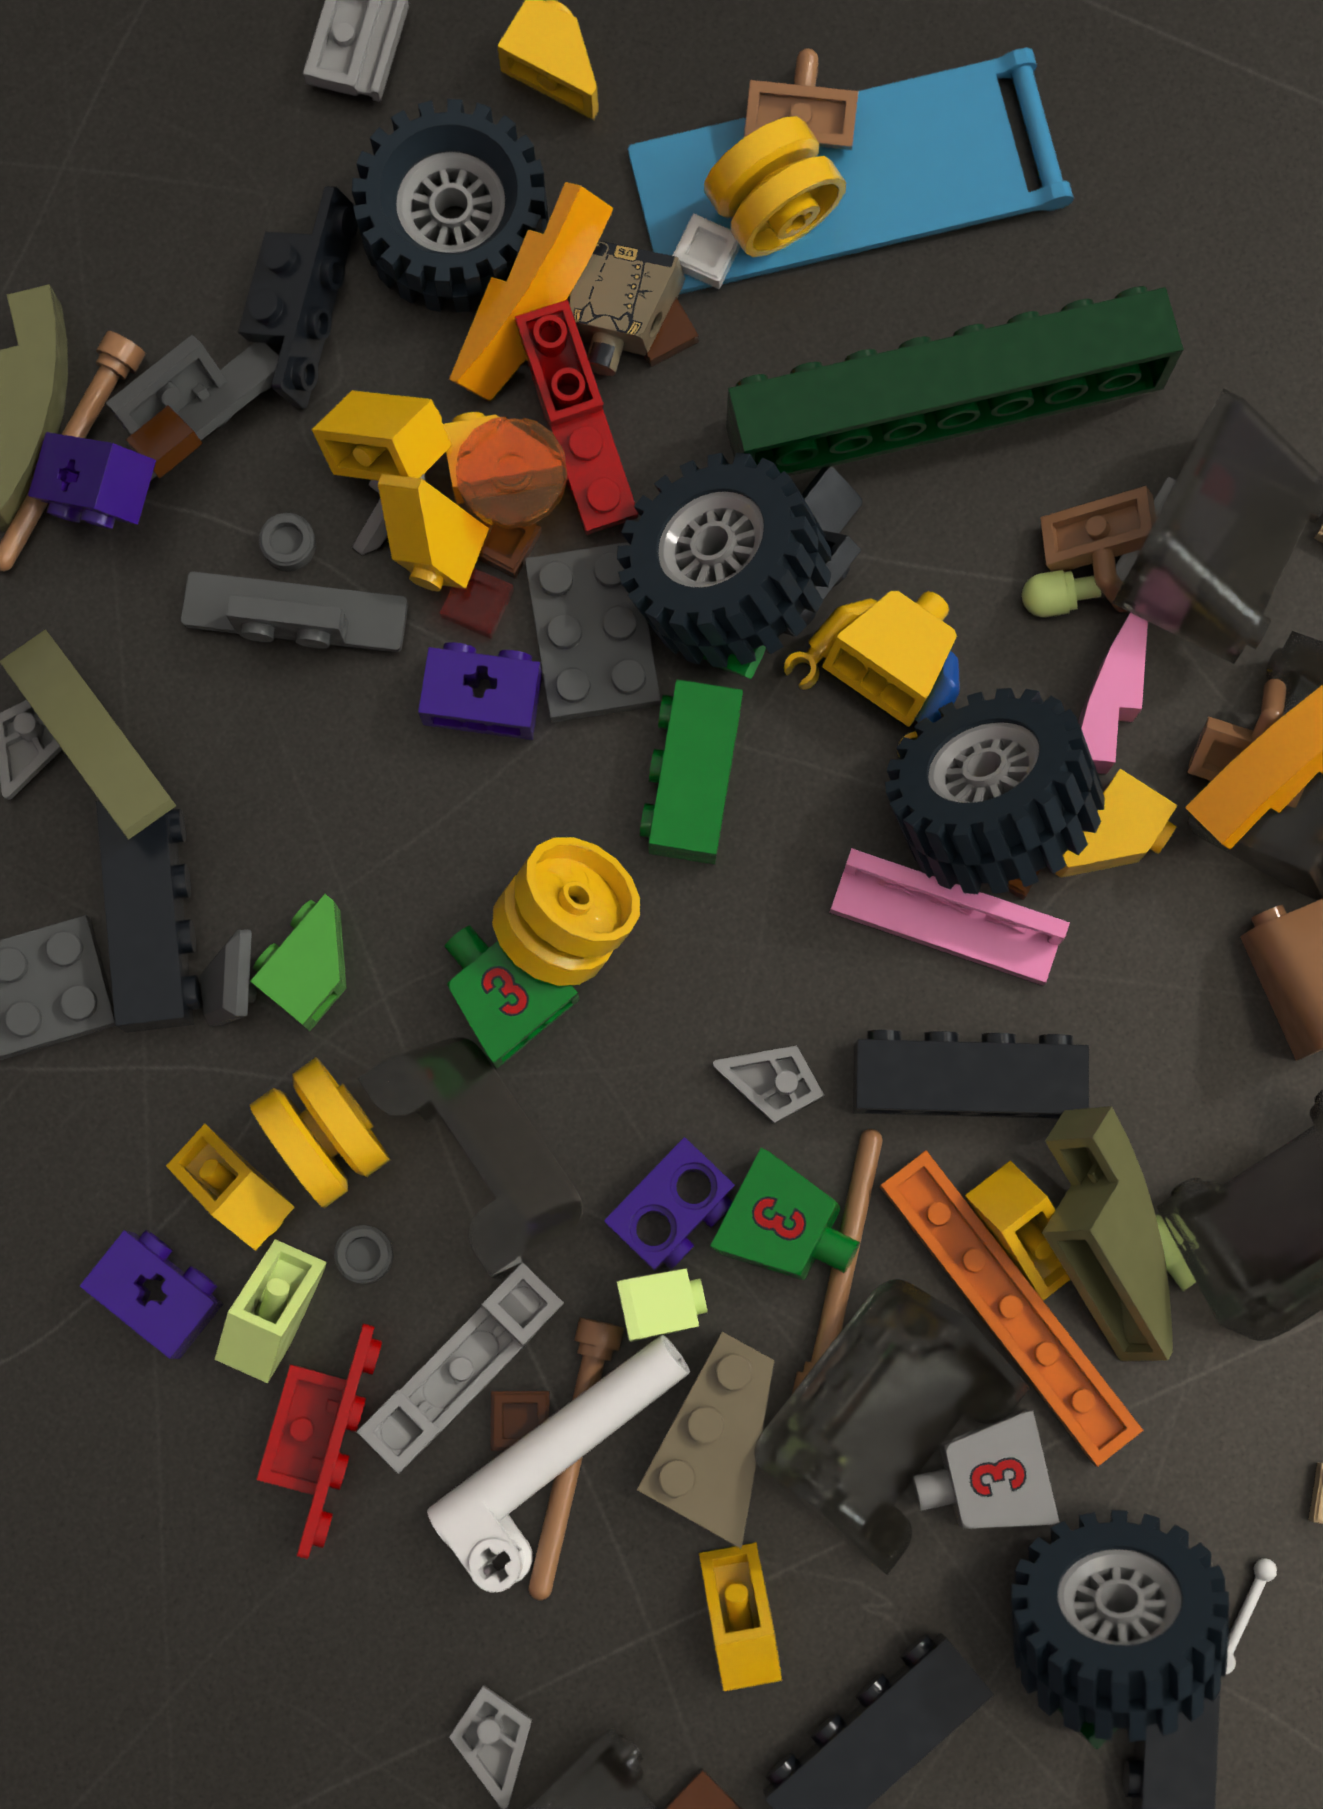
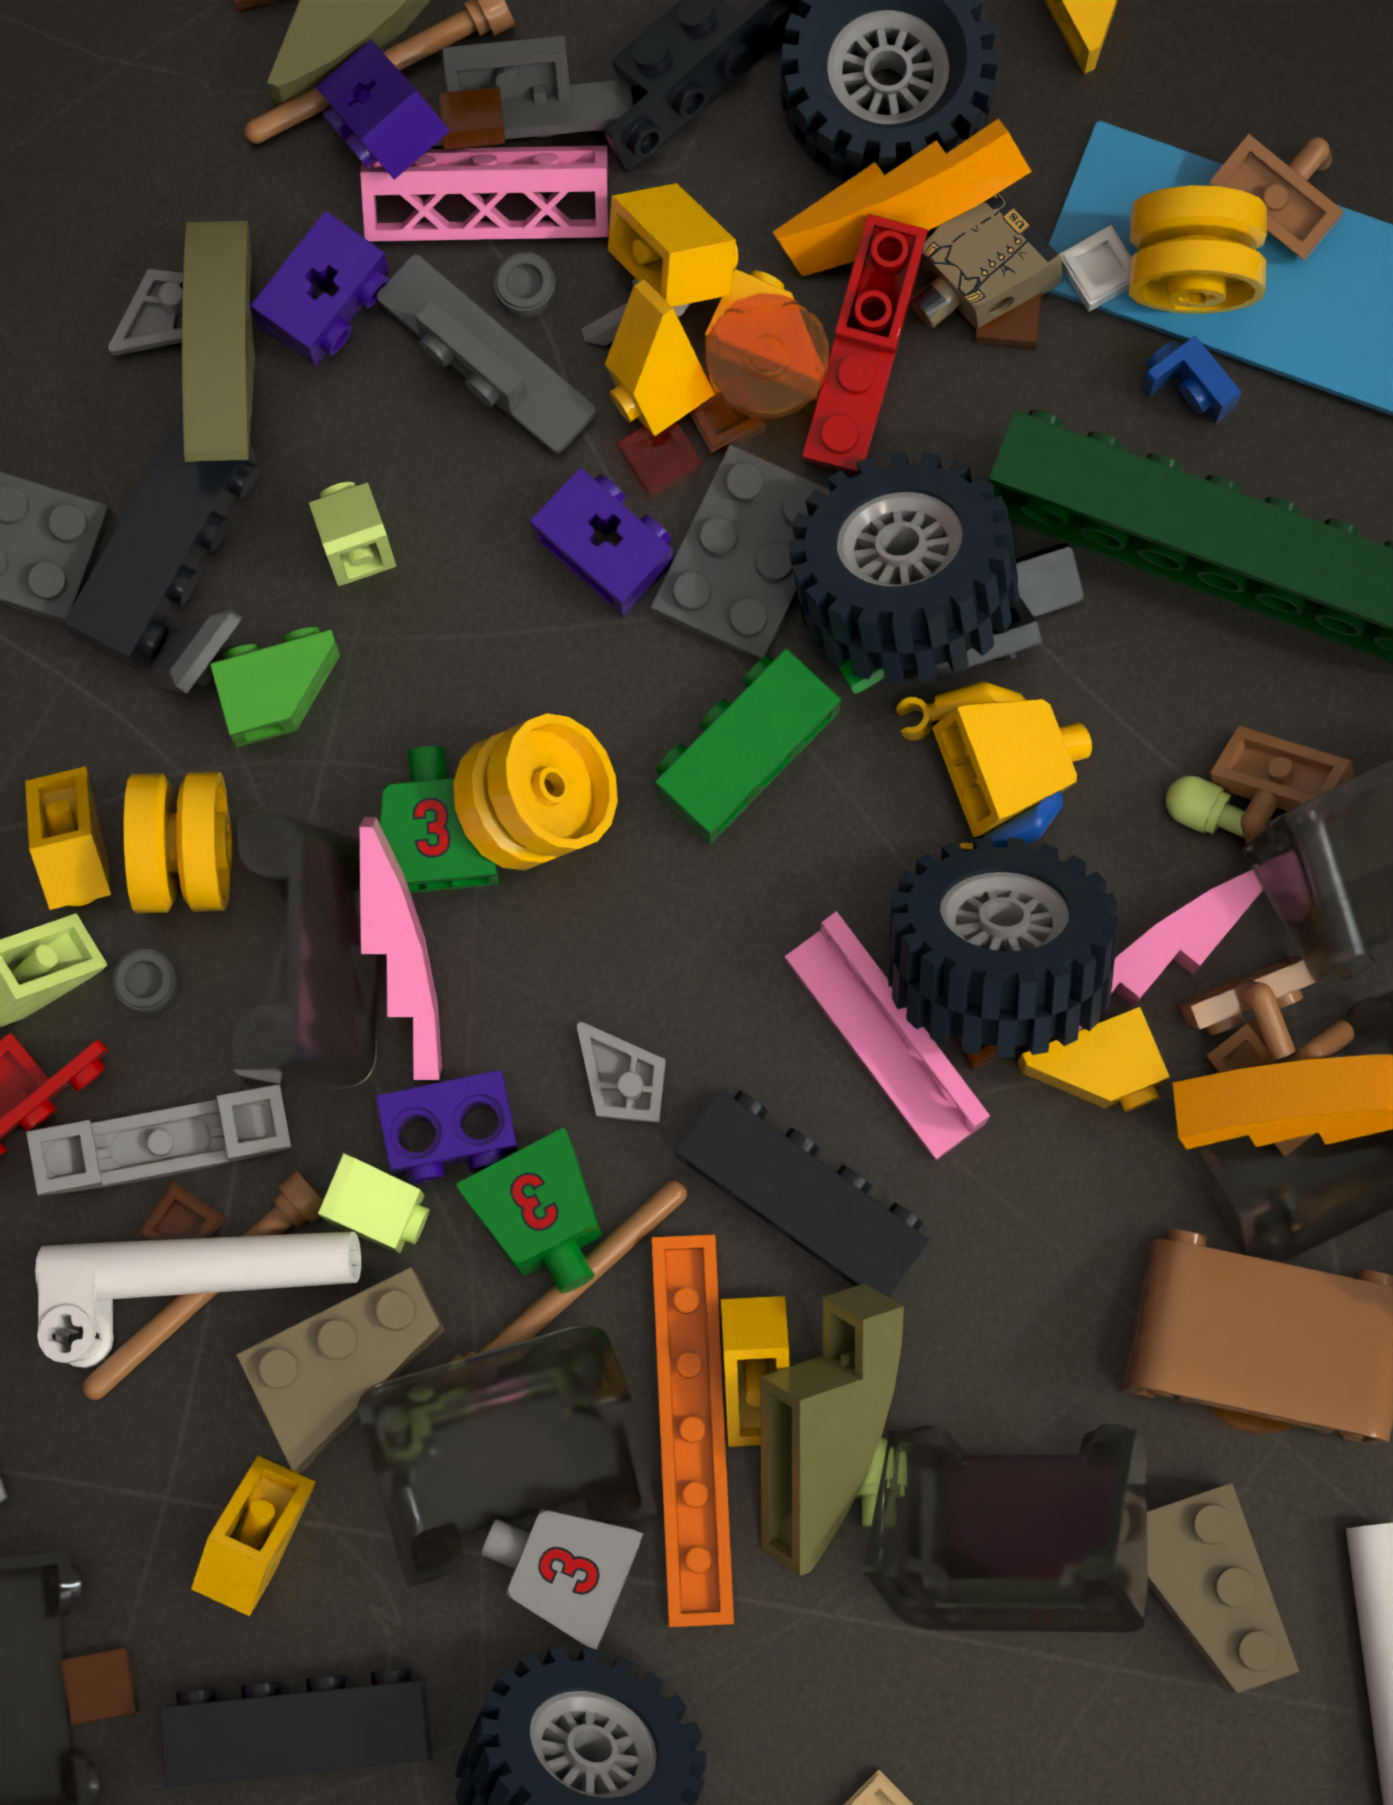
camera: 35 degrees right, 0 degrees up
(125, 616) = (324, 258): none -> dark purple brick
(212, 470) = (495, 172): none -> bright pink fence
(288, 809) = (352, 532): none -> yellowish green slope
(533, 1088) = (394, 929): none -> bright pink slope
(838, 281) = (1202, 379): none -> blue bracket
(1196, 694) = (1261, 991): none -> medium nougat plate

